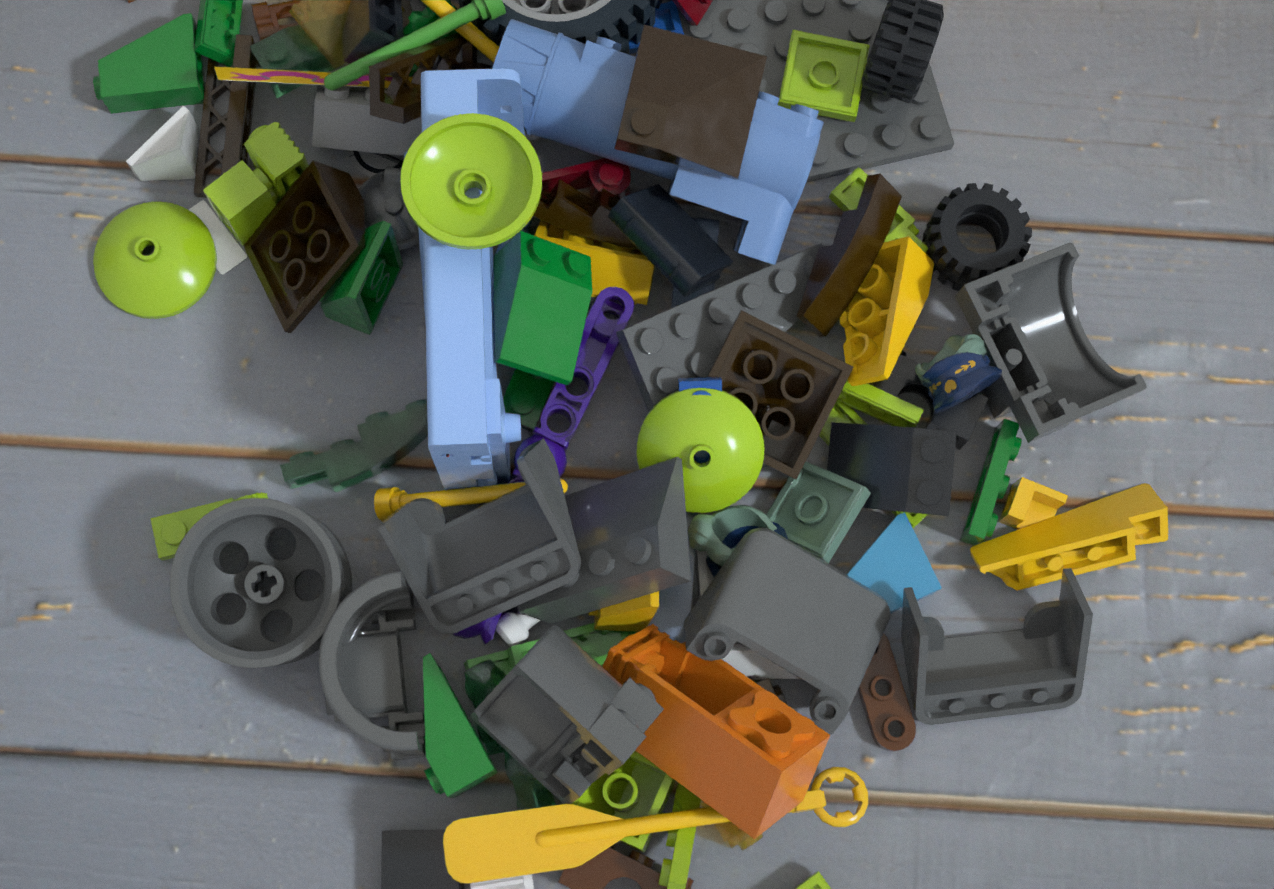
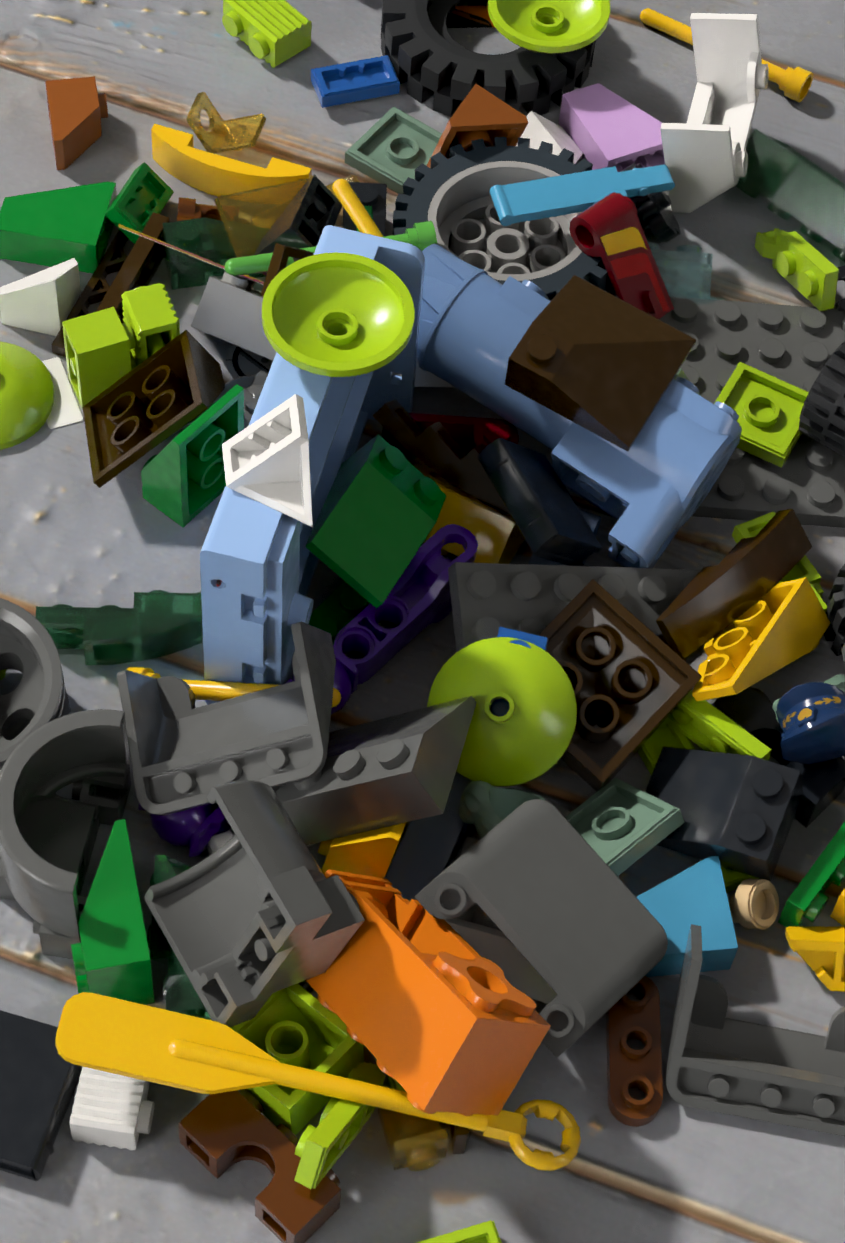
camera: 20 degrees right, 20 degrees down
(463, 346) = (273, 461): none -> white slope
(939, 537) = (754, 904): none -> tan tile

